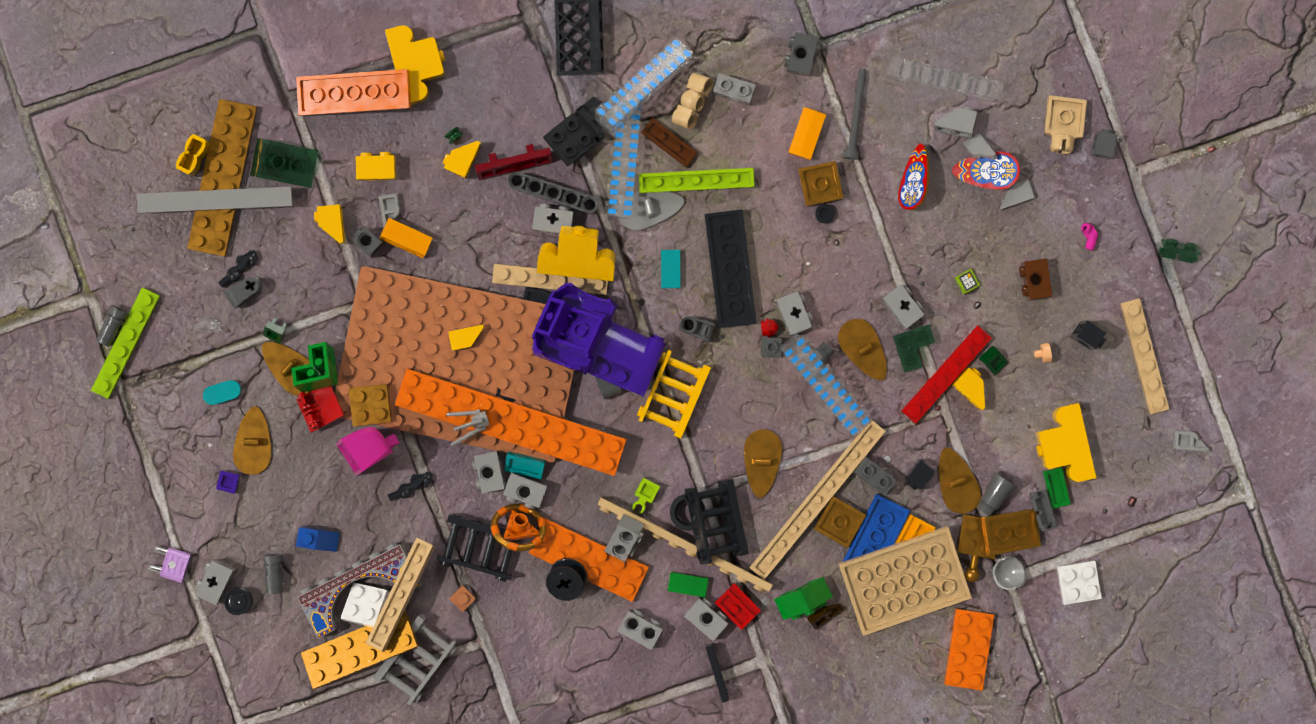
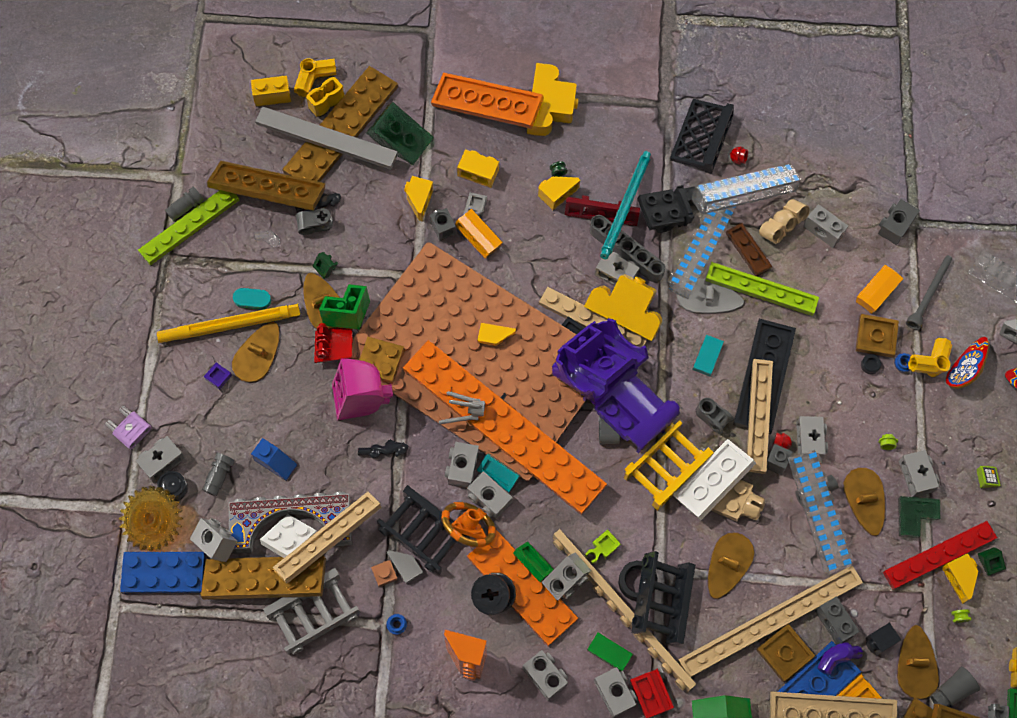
camera: 20 degrees right, 20 degrees down
(135, 170) = (271, 91): none -> yellow brick
(164, 142) = (306, 78): none -> yellow piece
(181, 274) = (266, 185): none -> pearl gold plate
(212, 426) = (228, 323): none -> yellow piece
(238, 626) = (137, 515): none -> clear yellow gear
(268, 679) = (162, 572): none -> blue plate
(300, 636) = (213, 539): none -> light grey brick
(478, 583) = (405, 565): none -> light grey tile
(489, 643) = (394, 618): none -> blue plate
(535, 171) = (623, 210): none -> teal piece
(566, 648) = (467, 653): none -> orange slope
(589, 534) = (533, 561): none -> green tile
(623, 45) = (739, 155): none -> red plate
(720, 393) = (714, 479): none -> white plate
(739, 314) = (759, 414): none -> tan plate
(742, 400) = (740, 502): none -> tan plate
(854, 193) = (902, 357): none -> blue plate
(865, 286) = (888, 442): none -> lime plate
(885, 181) = (934, 364): none -> yellow piece
(886, 506) = (838, 654): none -> dark purple arm
(981, 425) = (961, 616): none -> lime bush

